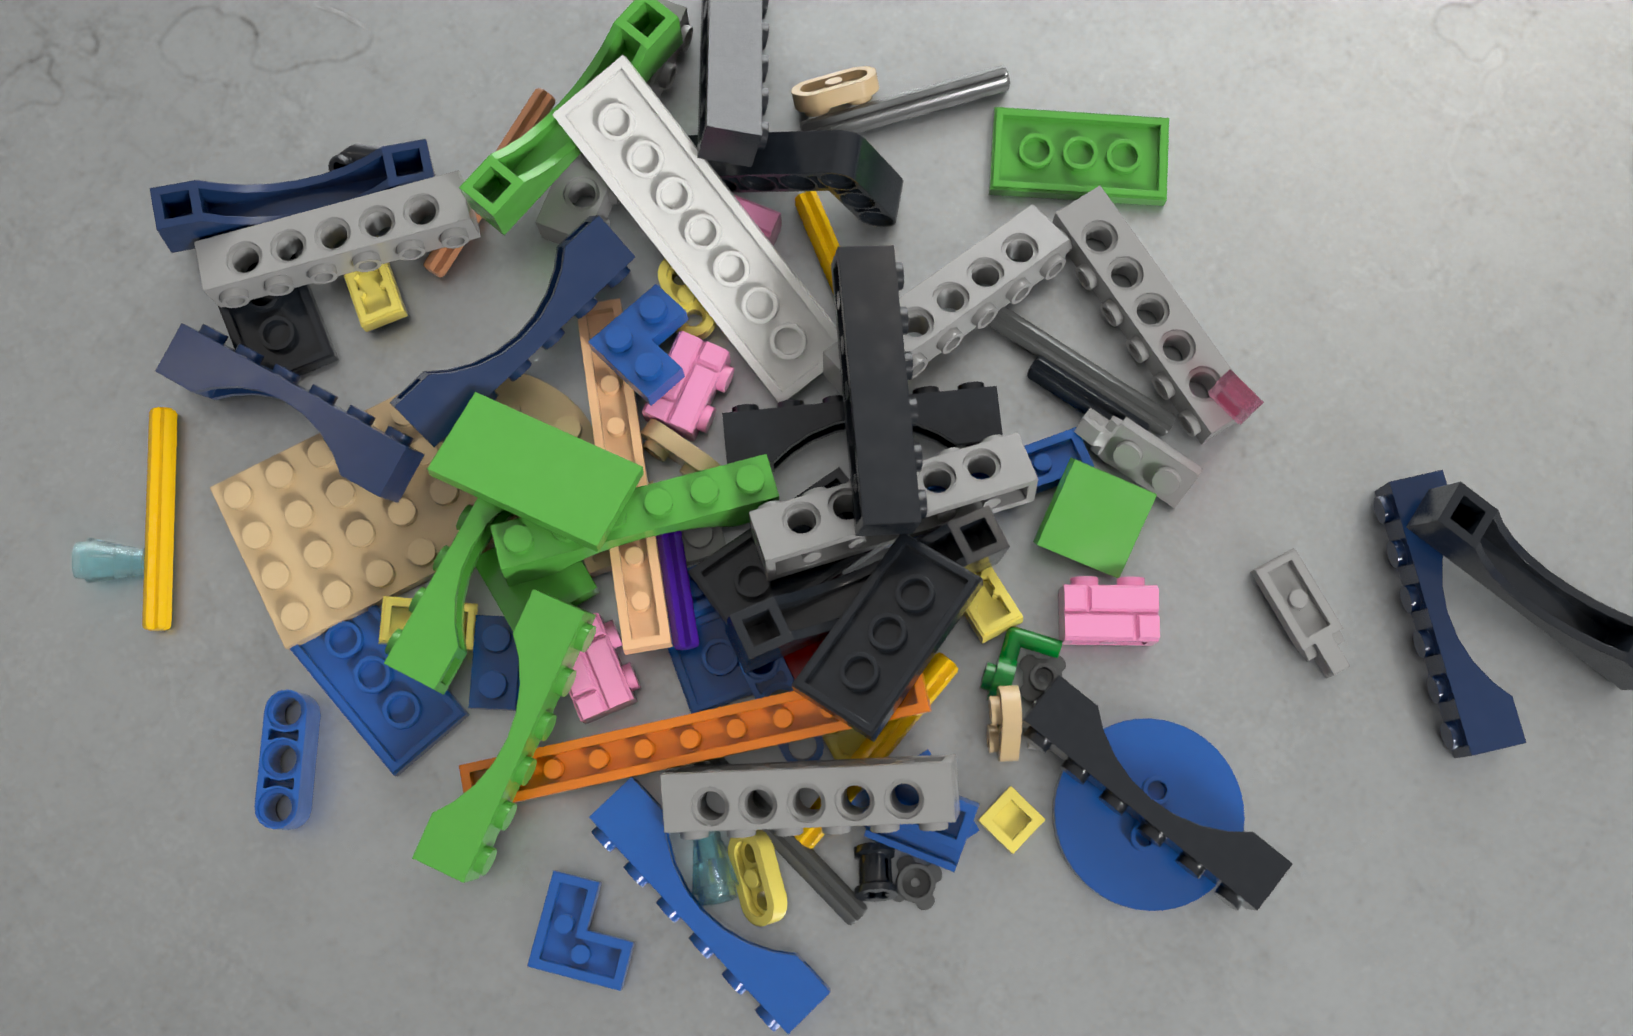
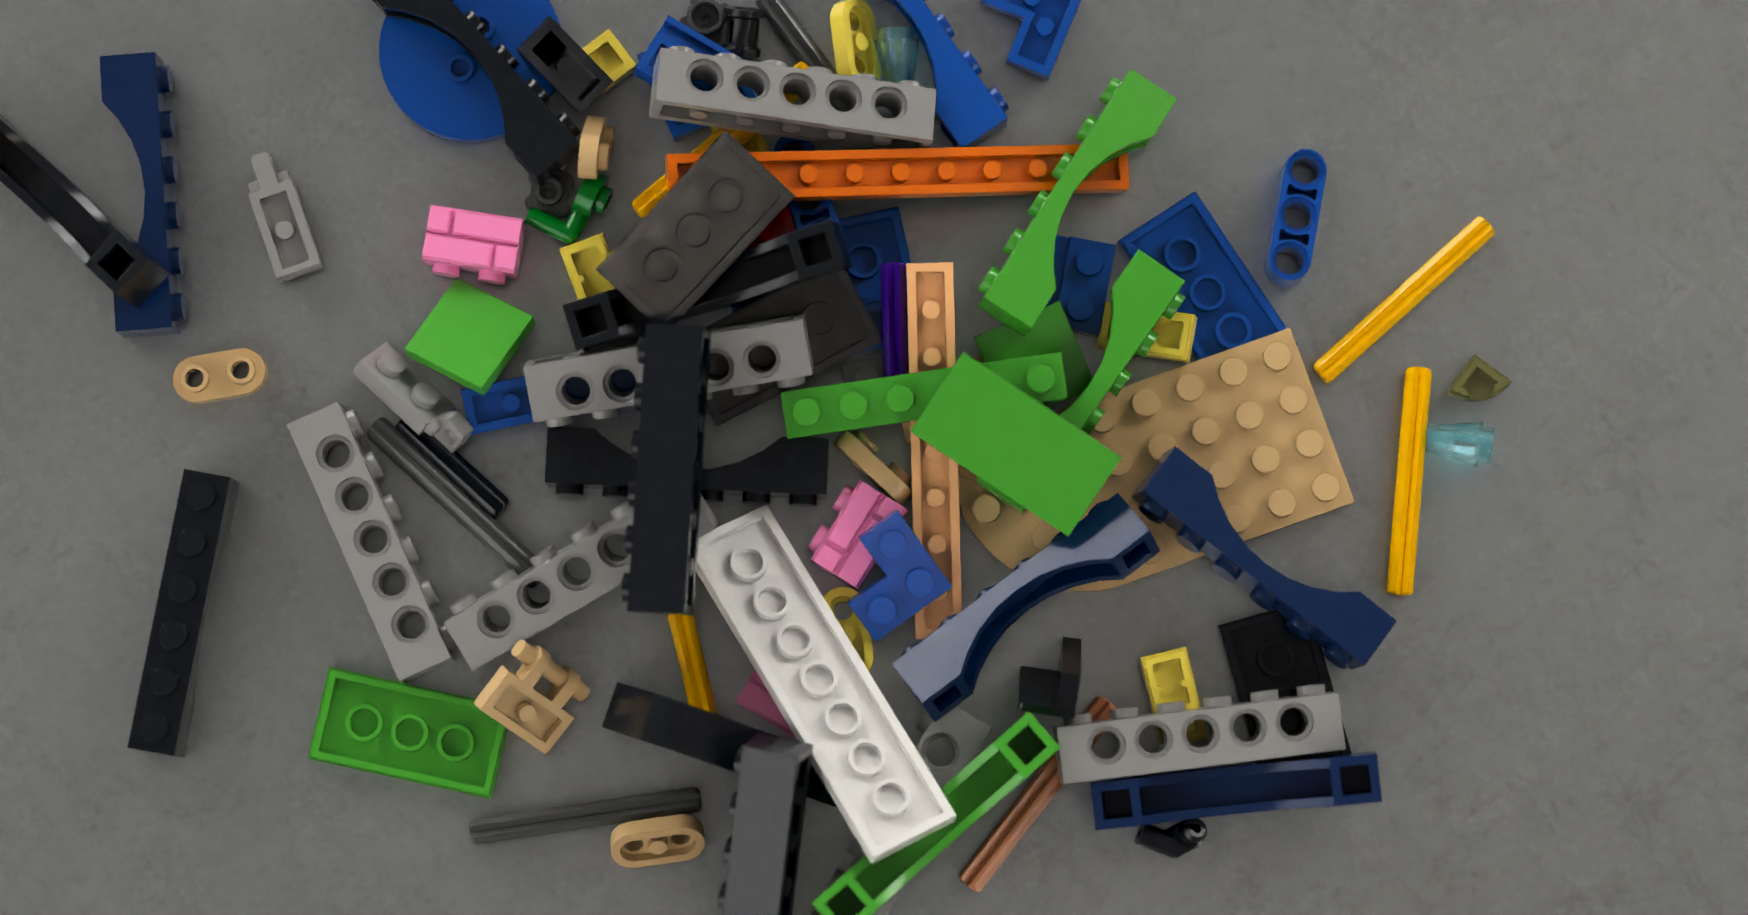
camera: 175 degrees left, 5 degrees up
(98, 625) = (1477, 382): none -> olive tile
(174, 697) = (1403, 299): none -> yellow axle
(482, 267) = (1051, 690): none -> black panel
(601, 679) = (977, 247): bright pink brick -> none
(976, 180) = (525, 710): none -> tan plate
(1052, 801) = (563, 65): none -> black slope
(1235, 397) = (310, 426): clear pink tile -> none
(1317, 280) = (172, 656): none -> black arch
(1329, 451) = (219, 376): none -> tan plate

